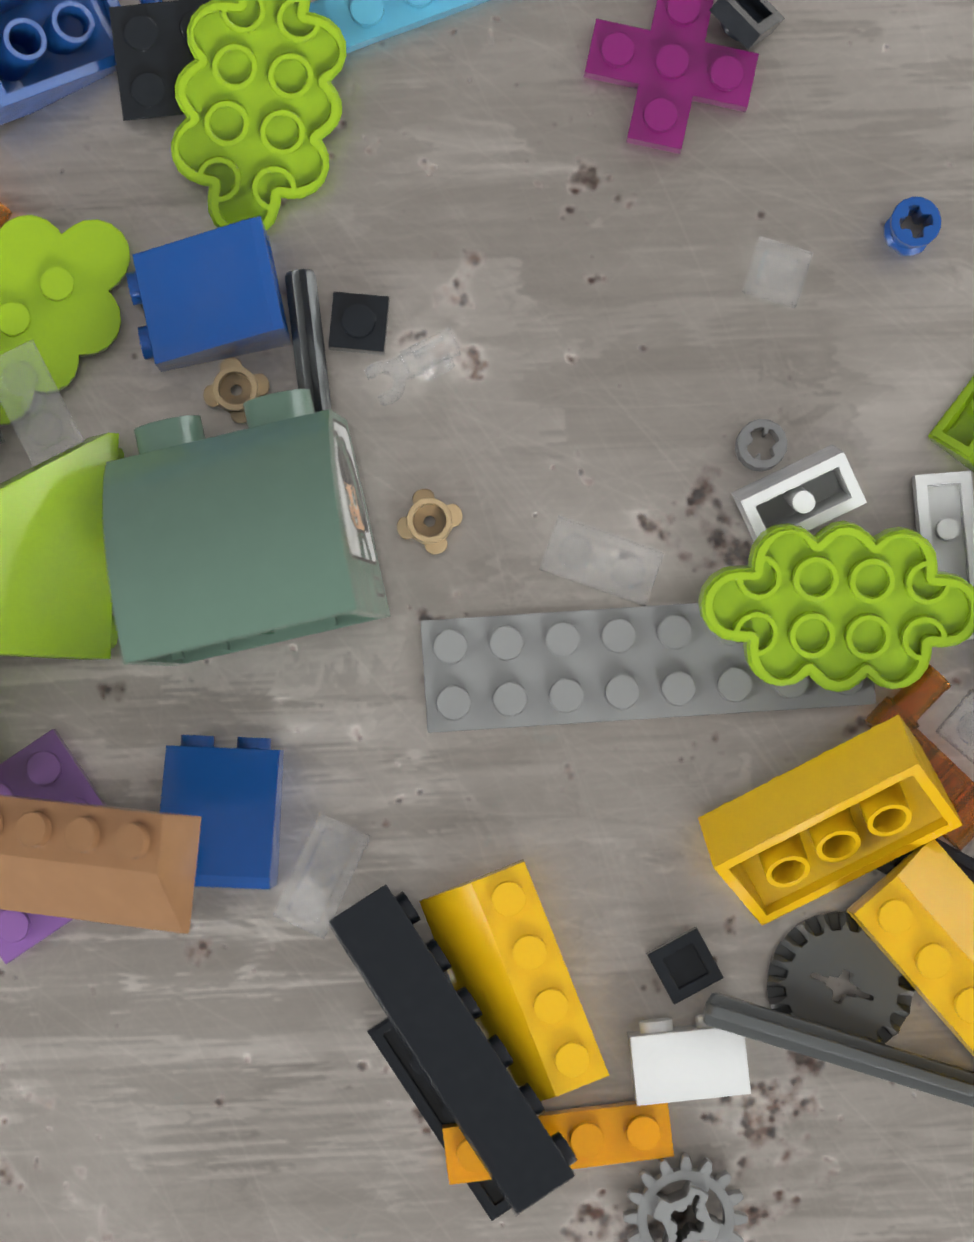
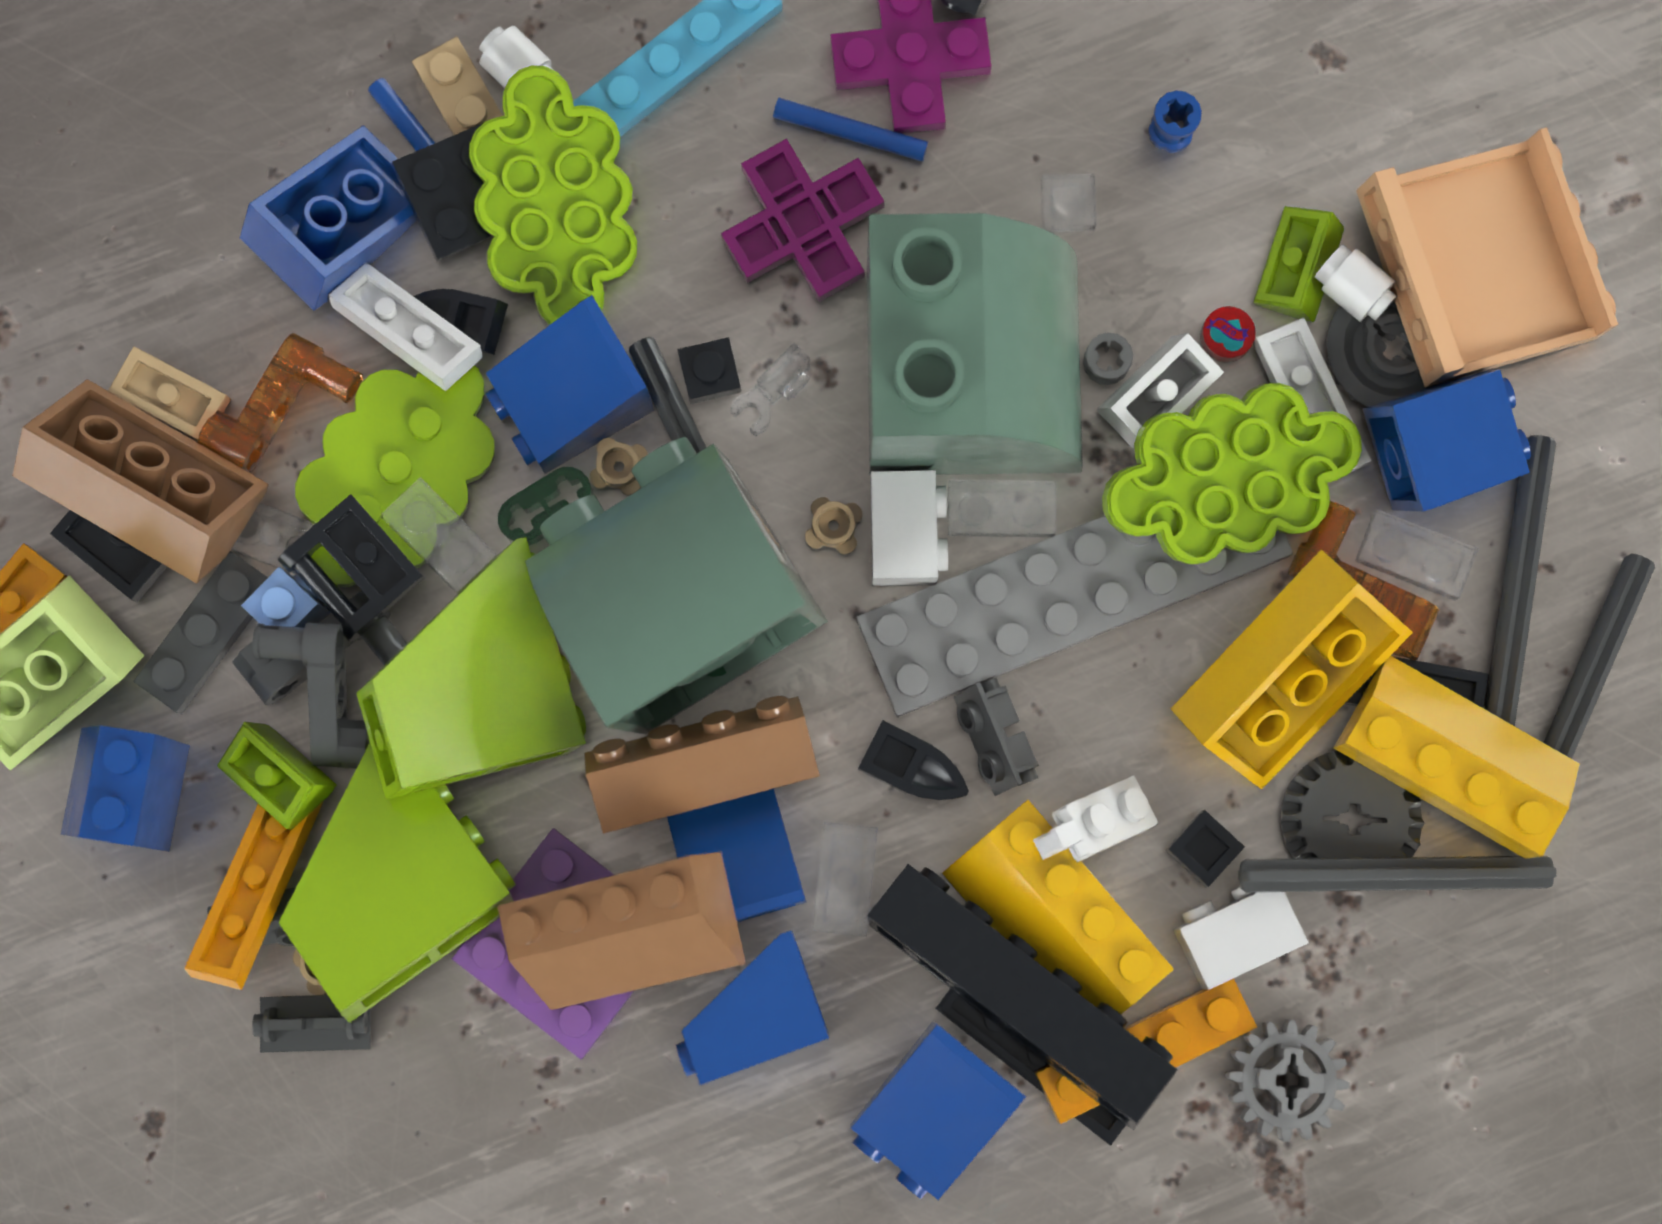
camera: 15 degrees left, 5 degrees down
(69, 179) = (405, 326): none -> white plate
(125, 186) = (471, 313): none -> black plate
(147, 393) = (539, 495): none -> clear green beam
(188, 985) = (756, 1017): none -> blue slope
(214, 719) = (700, 763): none -> medium nougat slope
(331, 1132) = (935, 1113): none -> blue slope
(425, 787) = (912, 765): none -> black plate
(499, 548) = (905, 528): none -> white brick
(503, 201) = (802, 220): none -> magenta plate
(513, 760) = (984, 714): none -> dark grey hinge
(583, 123) = (850, 129): none -> blue bar
(587, 906) = (1098, 821): none -> white hinge
(624, 394) = (972, 346): none -> sand green brick
(890, 460) = (1227, 334): none -> red tile

